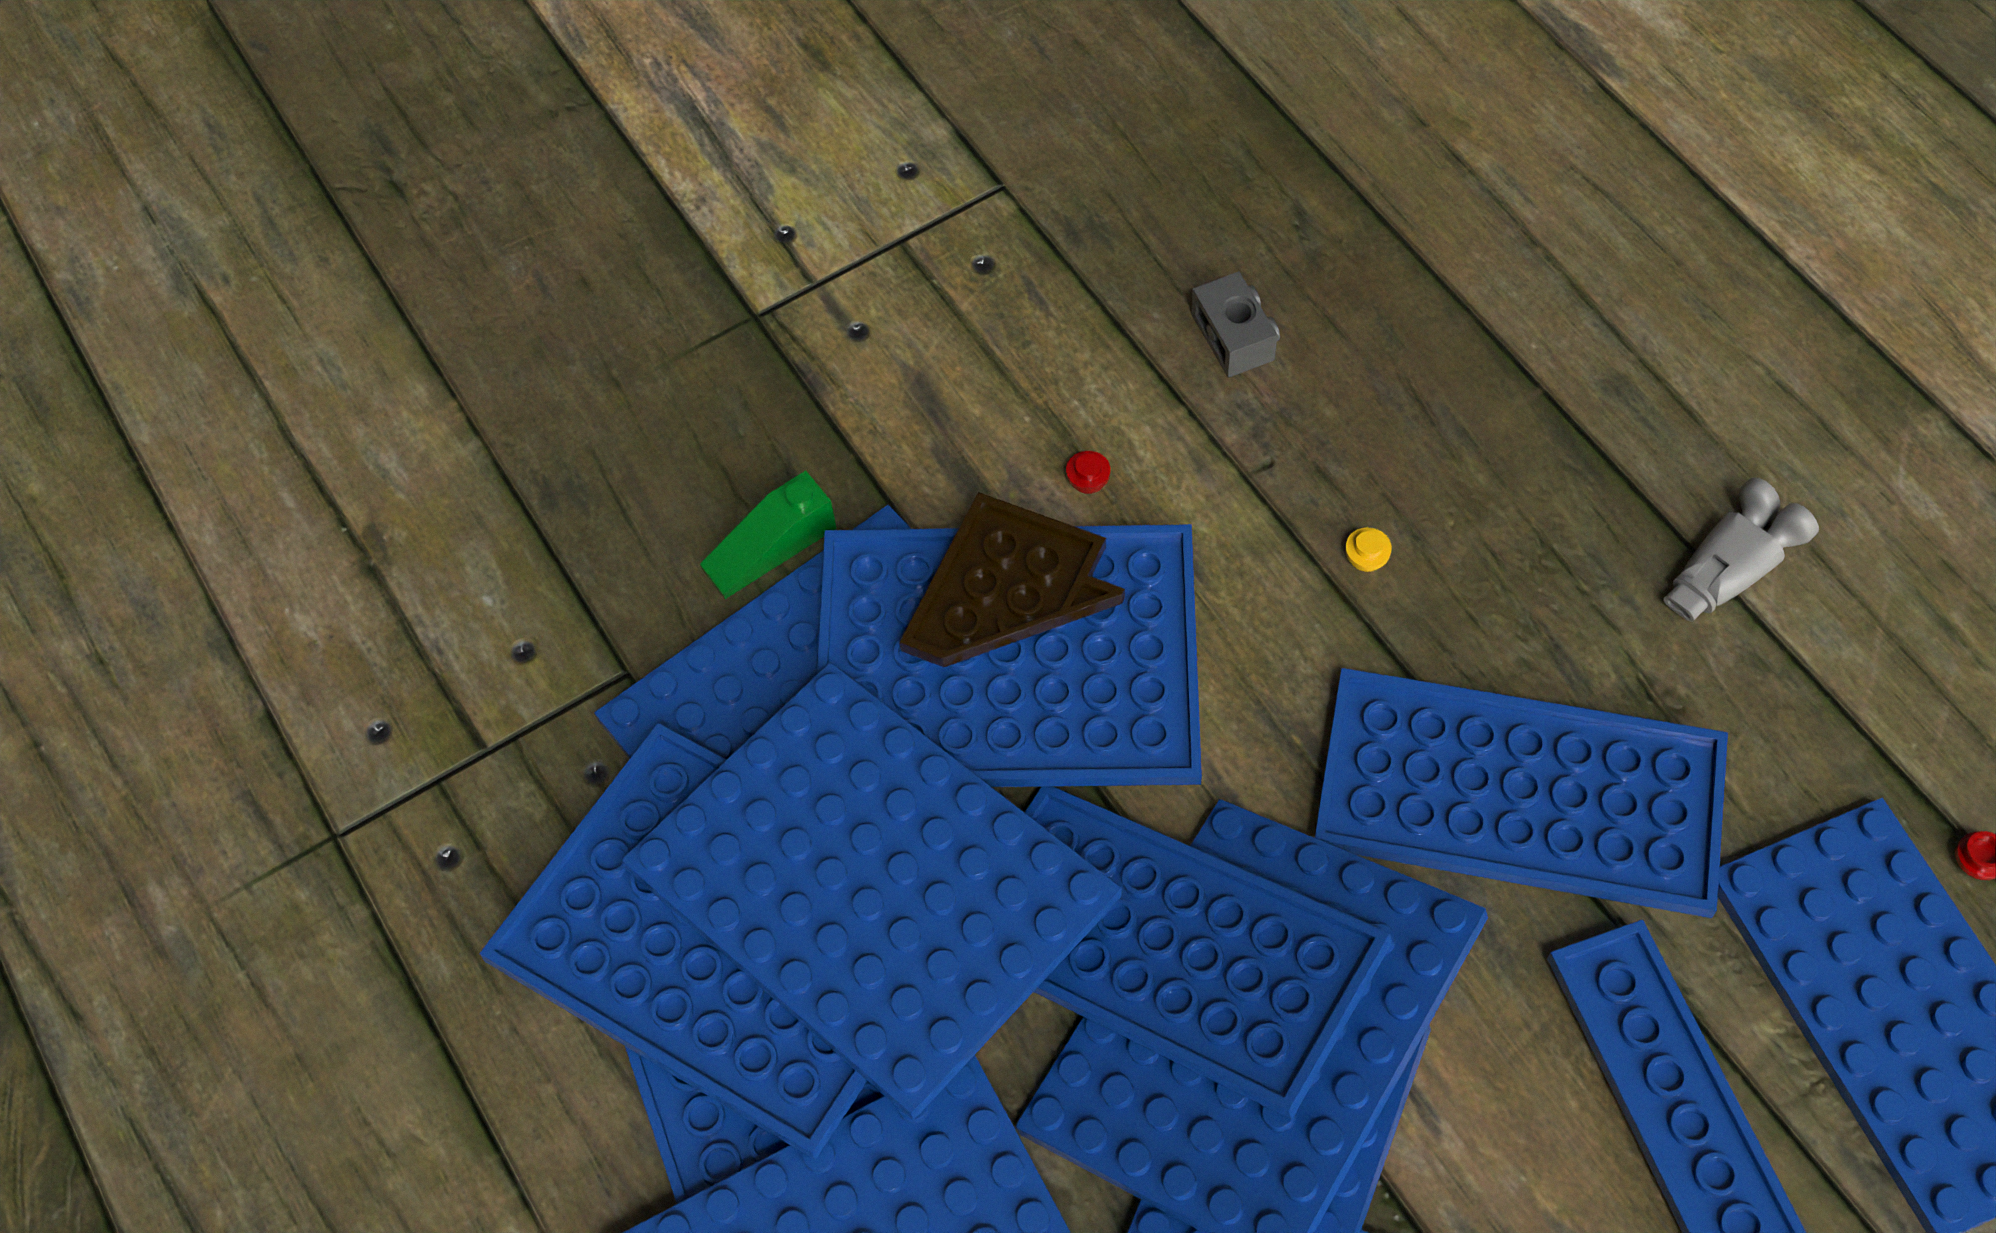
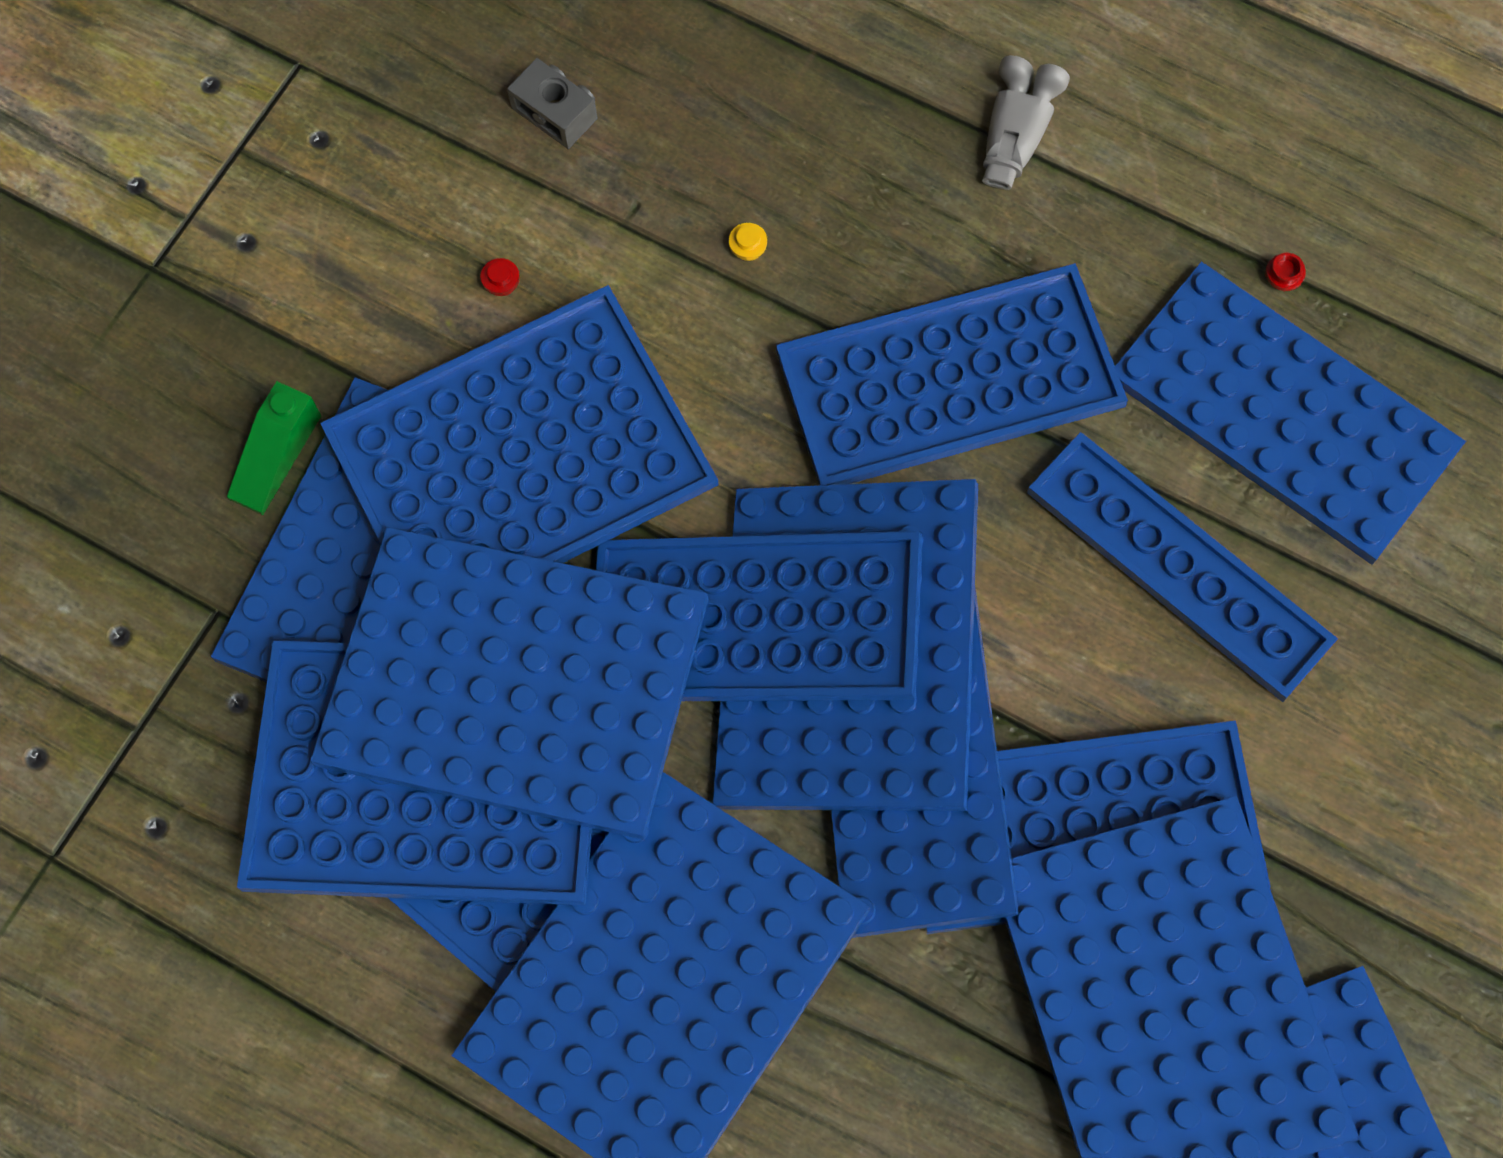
camera: 30 degrees left, 10 degrees up
(1007, 581) = (490, 398): dark brown wing -> none

